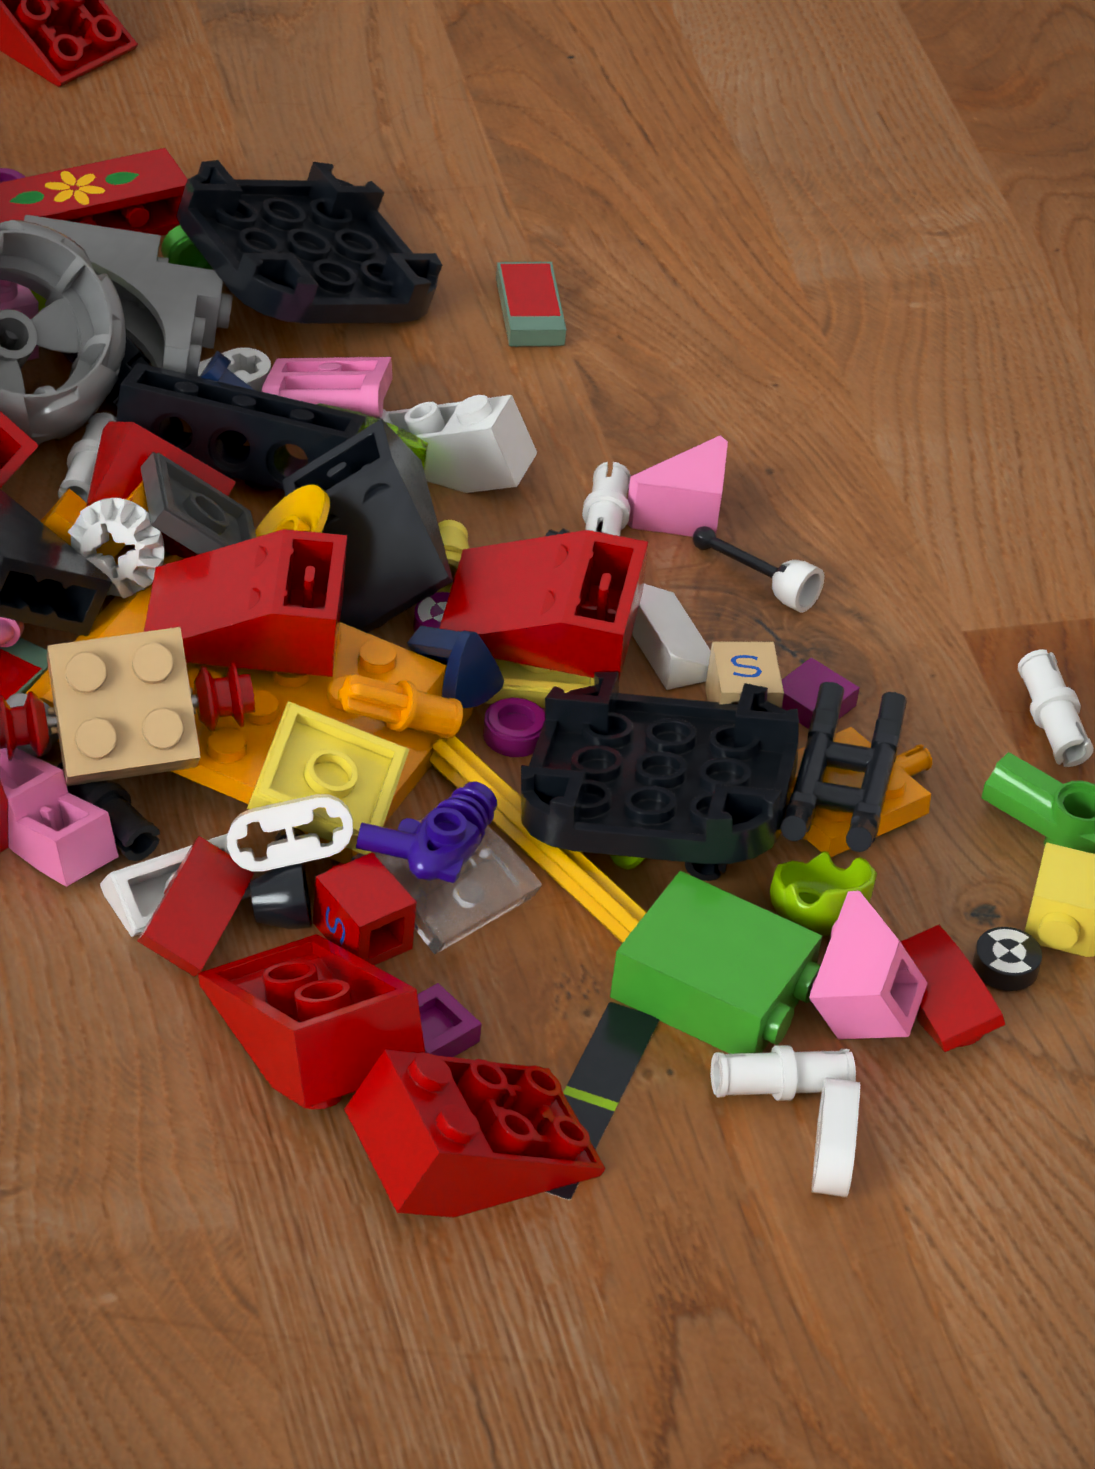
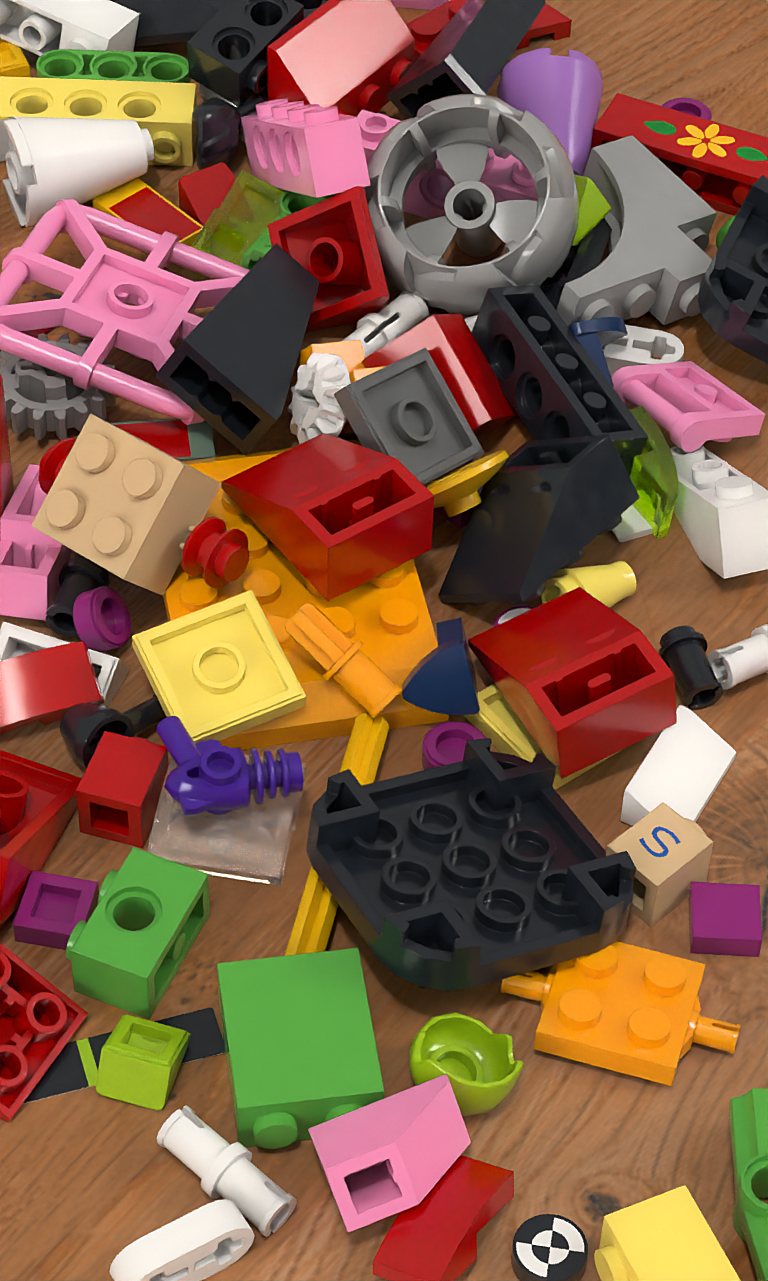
camera: 55 degrees right, 5 degrees up
(34, 483) = (389, 323): none -> white pin
(169, 819) = (102, 619): none -> magenta tile
(293, 848) = (130, 673): white beam -> none
(518, 986) = (167, 910): none -> bright green brick
(631, 1063) = (141, 1062): none -> lime slope
(822, 752) = (621, 957): black piece -> none

